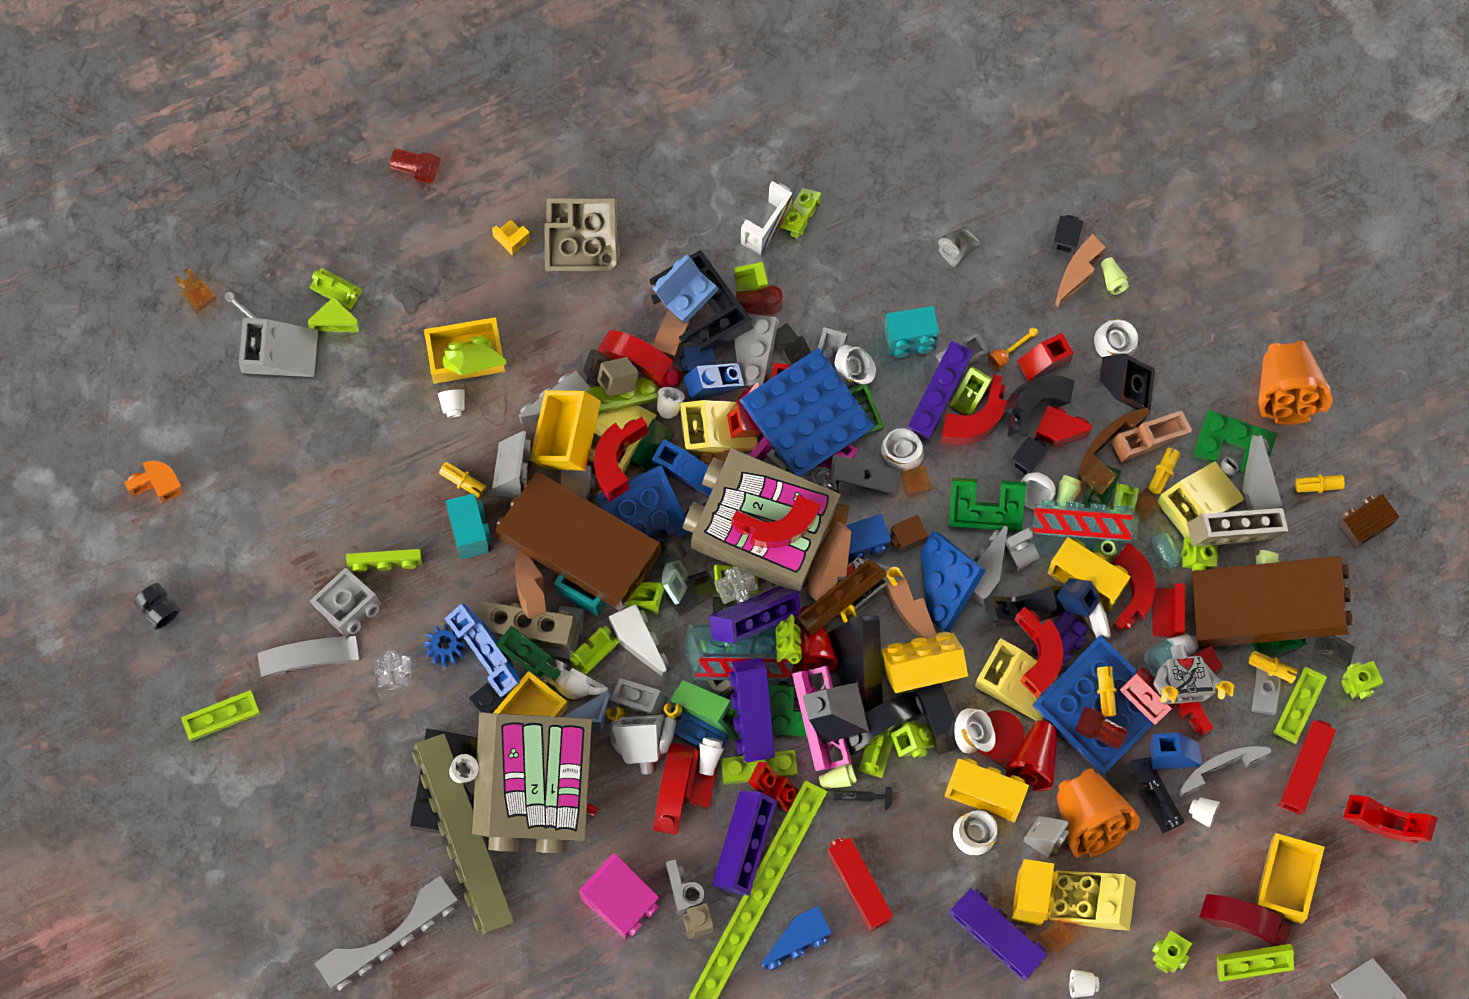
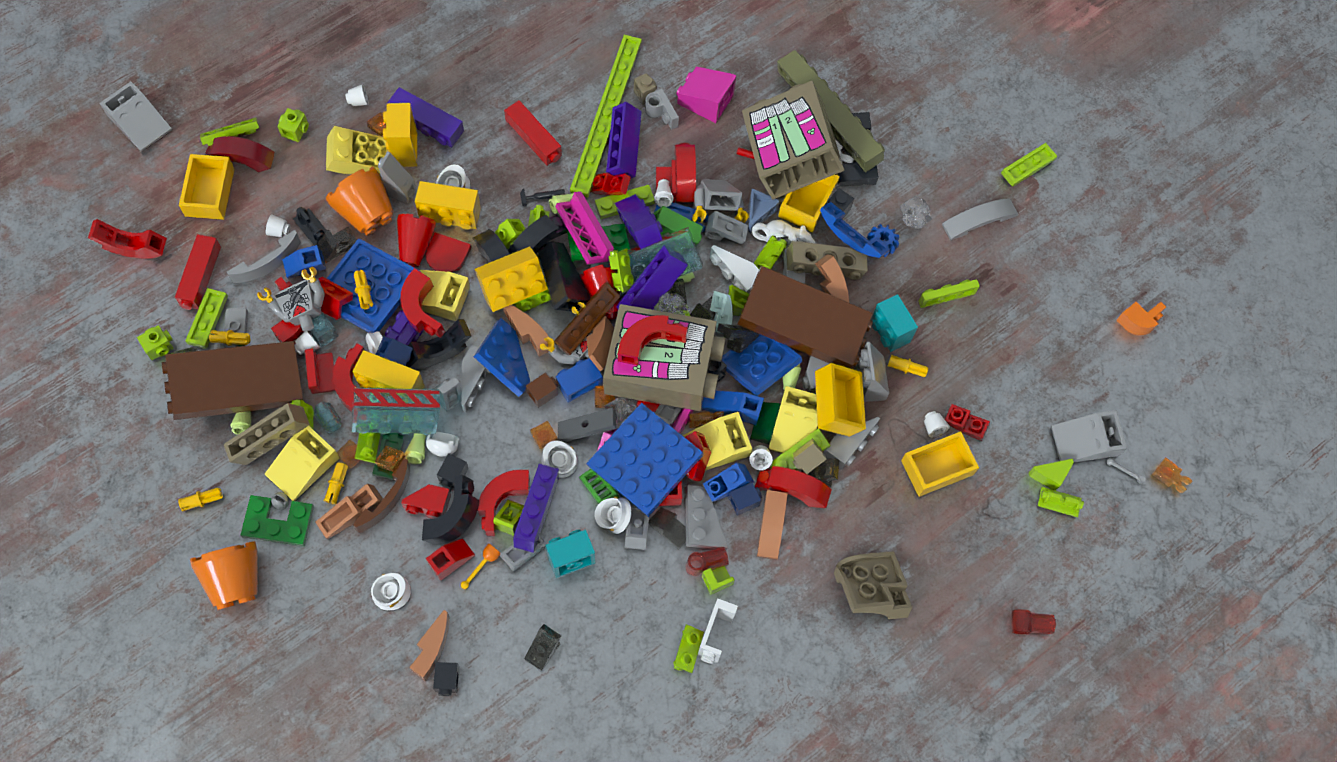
camera: 165 degrees right, 5 degrees down
(155, 604) = (1105, 227): black wheel -> none
(345, 964) = (885, 23): light grey arch -> none
(346, 602) = (966, 255): light grey plate -> none
(413, 400) = (963, 421): none -> red slope
(463, 768) = (844, 133): white hat -> none
(471, 356) = (932, 445): lime slope -> none
(511, 236) = (931, 576): yellow panel -> none
(527, 654) = (819, 232): dark green hinge -> none
(607, 453) = (800, 382): red arch -> none
(684, 289) = (771, 543): medium blue bracket -> none
(730, 316) = (761, 572): black wedge -> none
(802, 933) = (569, 93): blue slope -> none
(837, 712) = (574, 229): black slope -> none
(974, 731) = (463, 242): white piece -> none
(985, 515) = (498, 416): green plate -> none
(1095, 726) = (369, 262): clear red piece -> none
(1115, 278) = (399, 648): yellowish green cone -> none
(1128, 380) = (375, 551): black slope -> none
(1259, 481) = (252, 484): light grey slope -> none
(1368, 520) = (155, 475): reddish brown brick -> none

